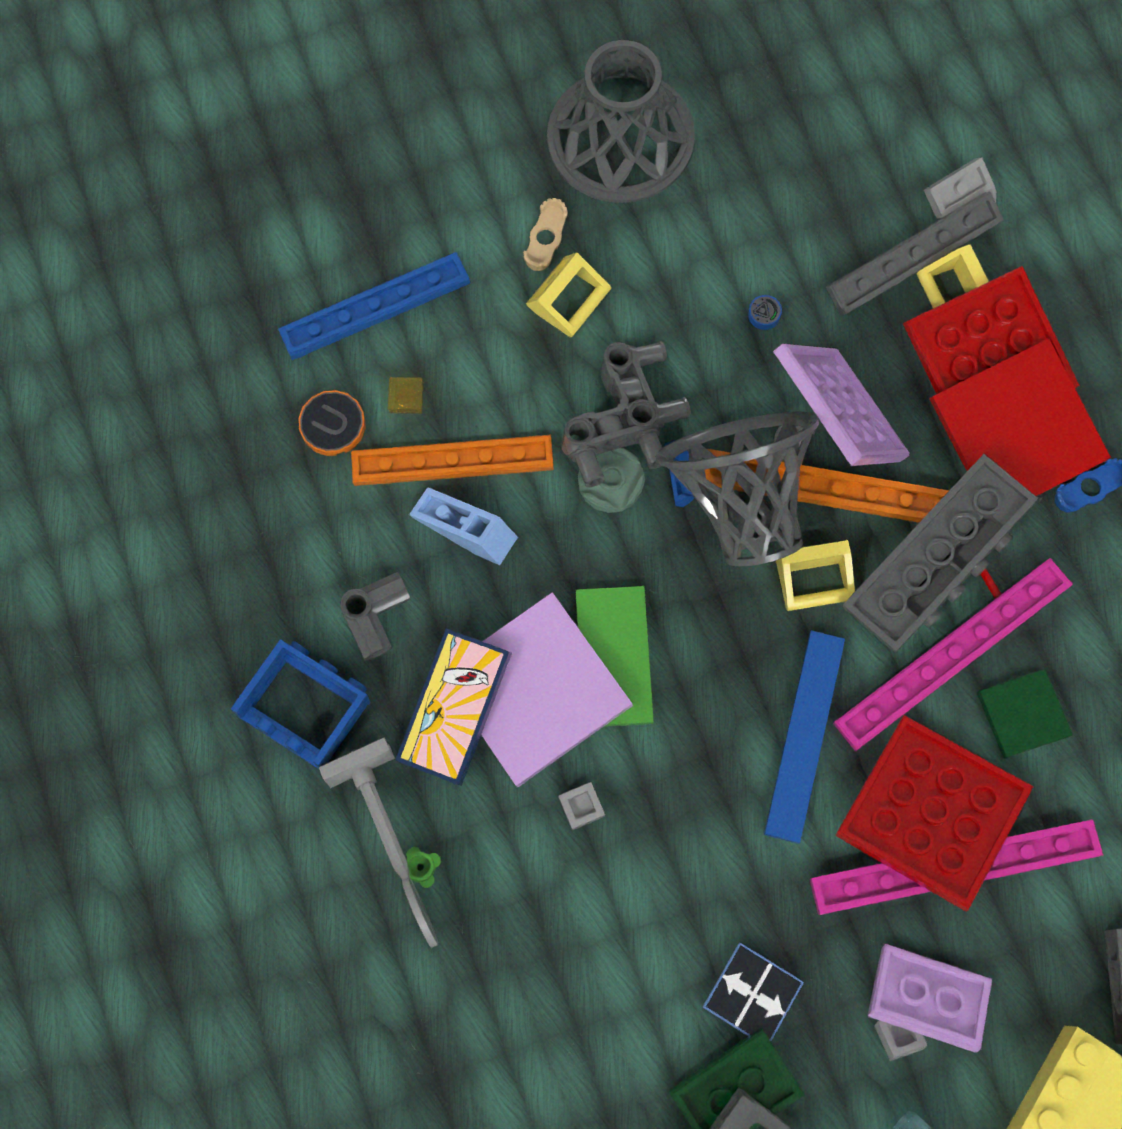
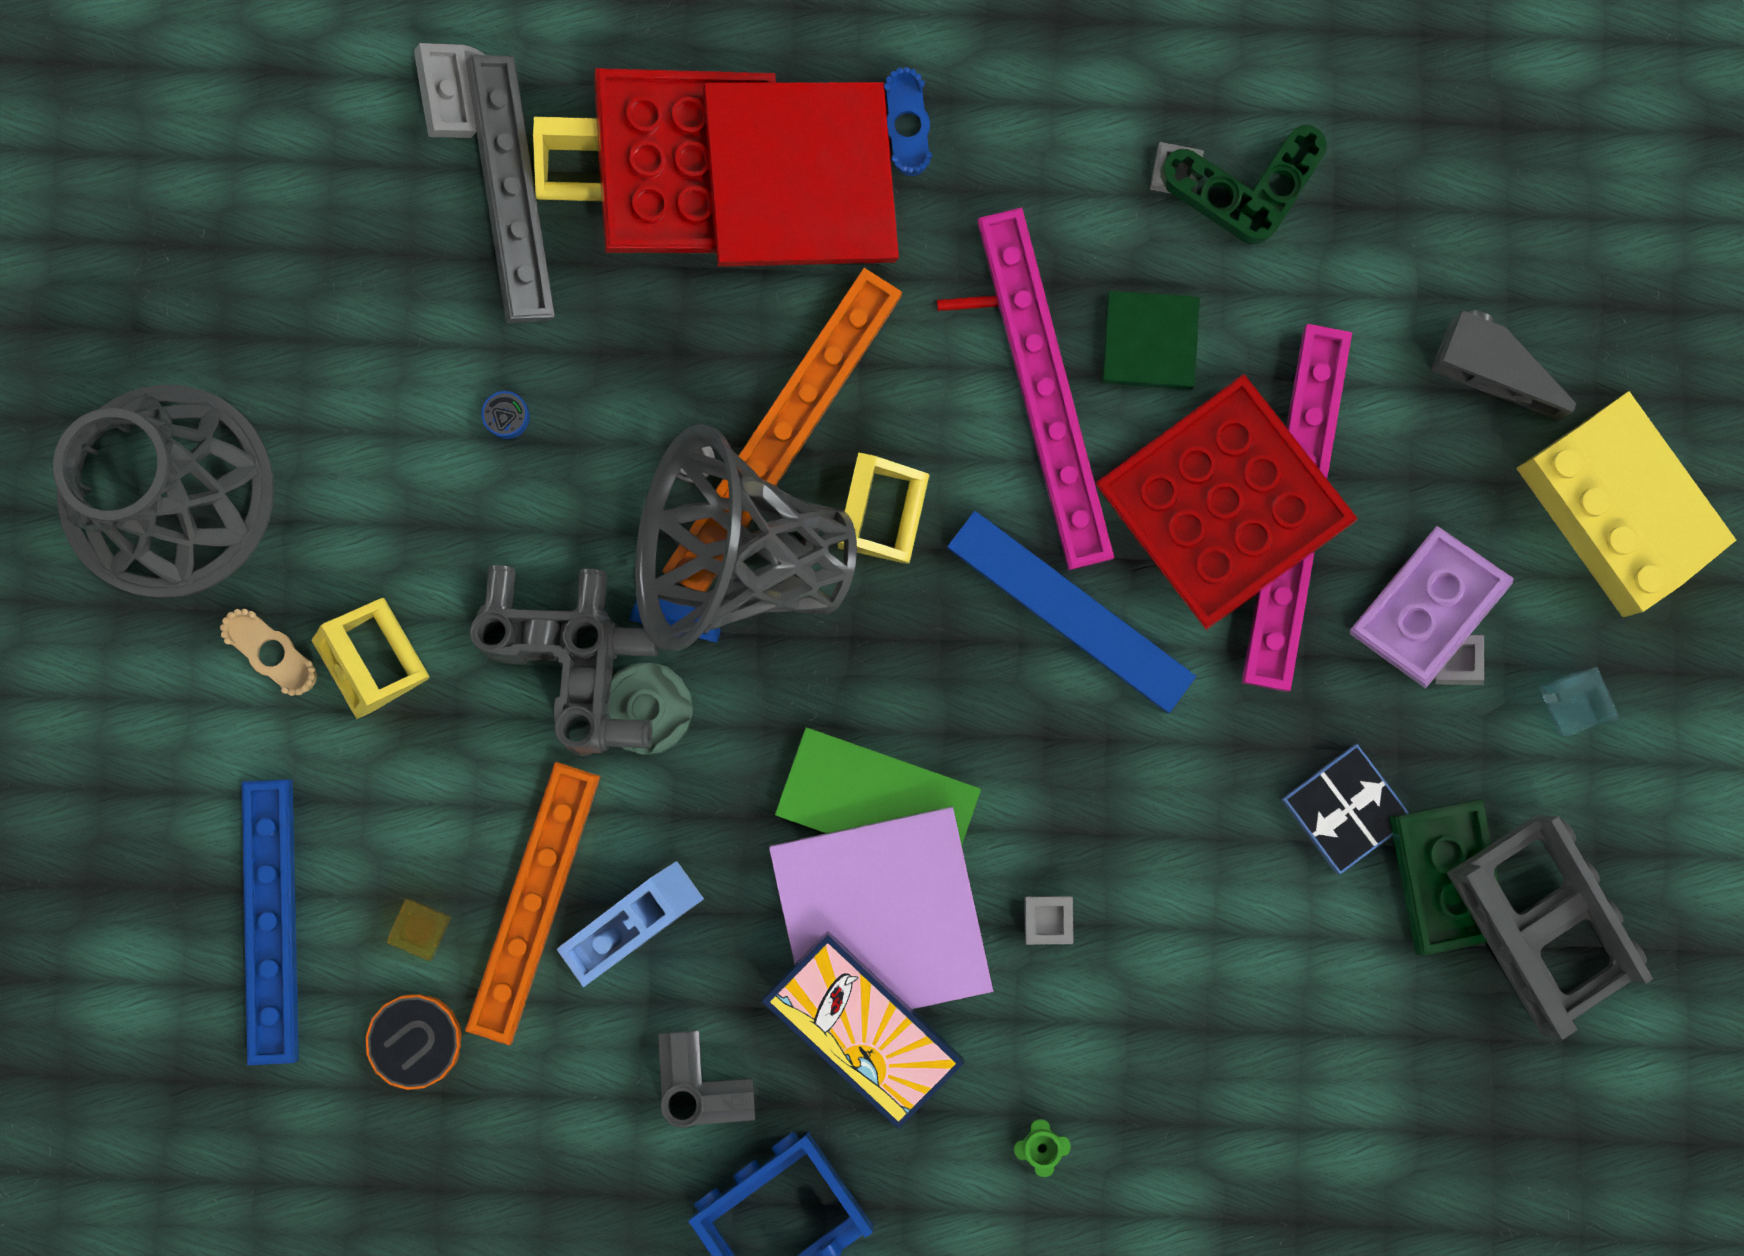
camera: 75 degrees left, 10 degrees up
(359, 767) = (894, 1178): light grey piece -> none
(842, 404) = (686, 381): lavender tile -> none
(941, 554) = (923, 347): dark grey plate -> none

